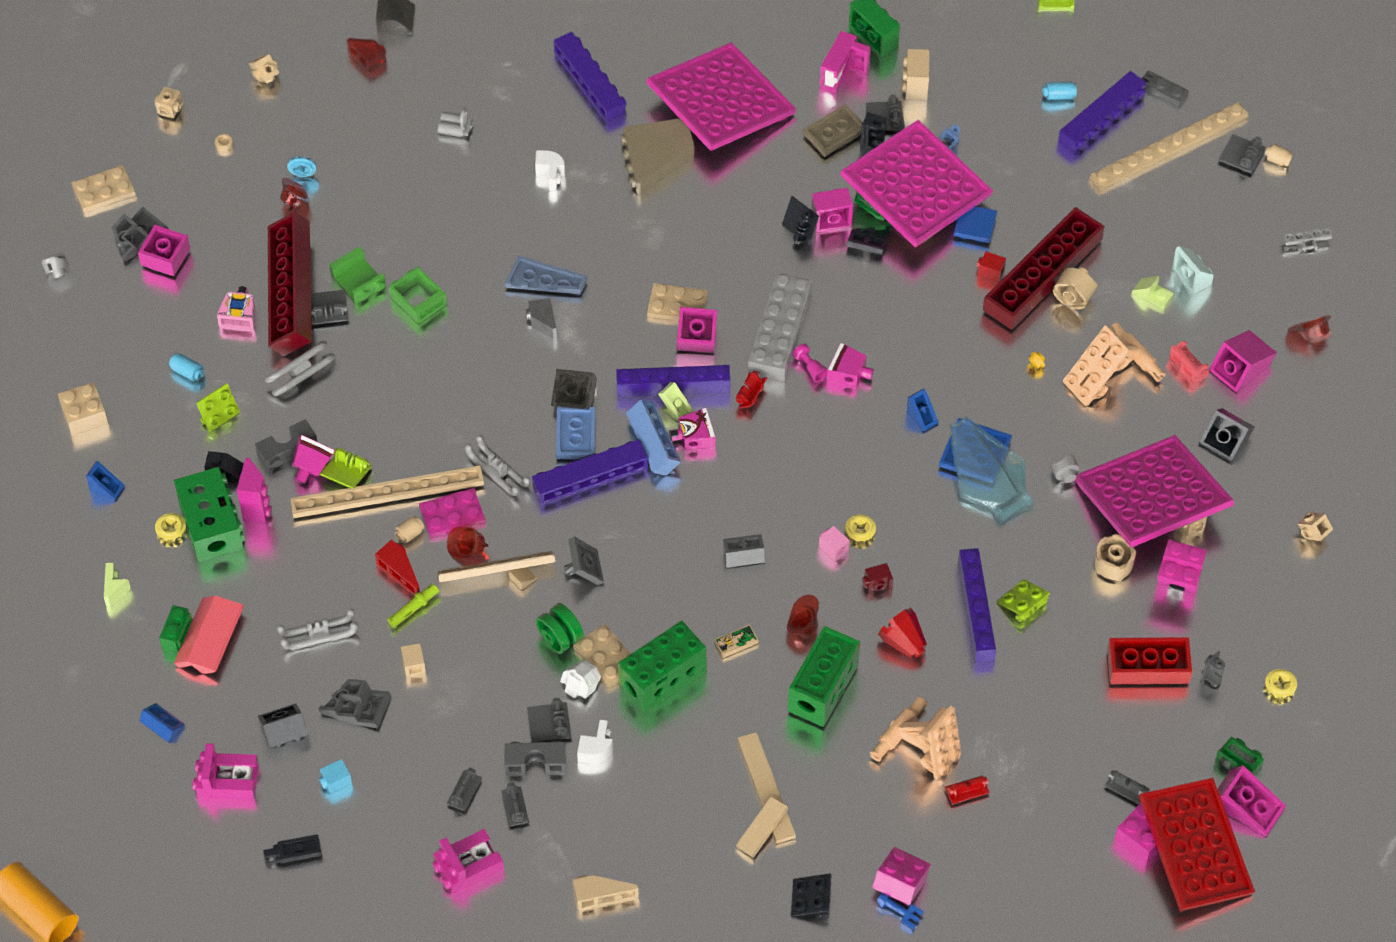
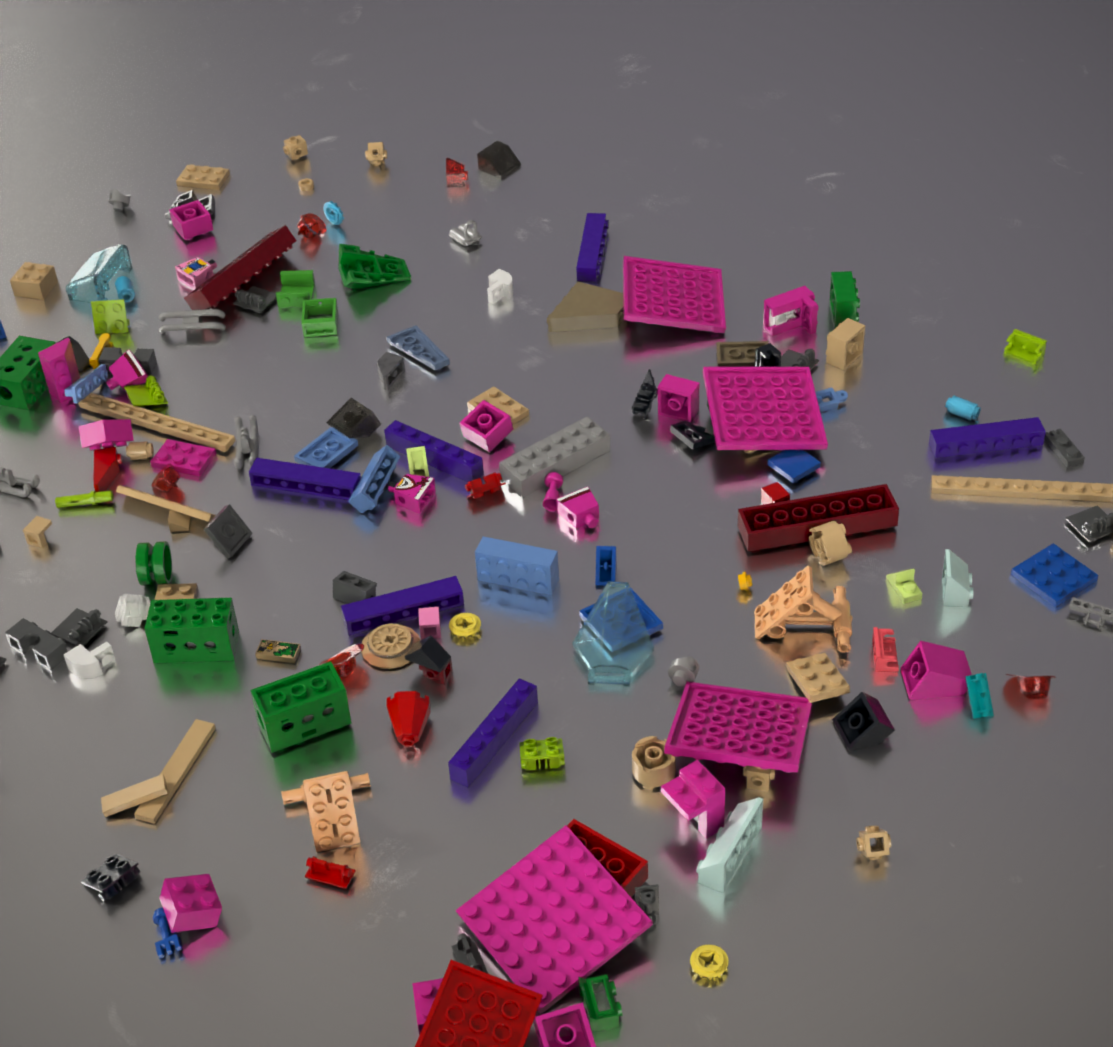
camera: 40 degrees right, 15 degrees down
(144, 366) = (93, 277): none -> clear light blue windscreen
(248, 448) = (104, 341): none -> yellow hinge
(283, 496) = (86, 385): none -> light blue bracket
(374, 532) = (106, 434): none -> dark pink brick
(406, 215) = (367, 269): none -> green wedge
(796, 540) = (401, 605): none -> dark purple brick
(828, 589) = (388, 645): none -> tan piece
(858, 451) = (517, 565): none -> medium blue brick
(872, 572) = (429, 654): none -> black slope
(1160, 719) = (554, 918): none -> dark pink plate
(1163, 414) = (818, 677): none -> tan plate
(1224, 588) = (731, 845): none -> light aqua slope
(1250, 219) = (1054, 575): none -> blue plate
(1288, 362) = (979, 695): none -> teal hinge

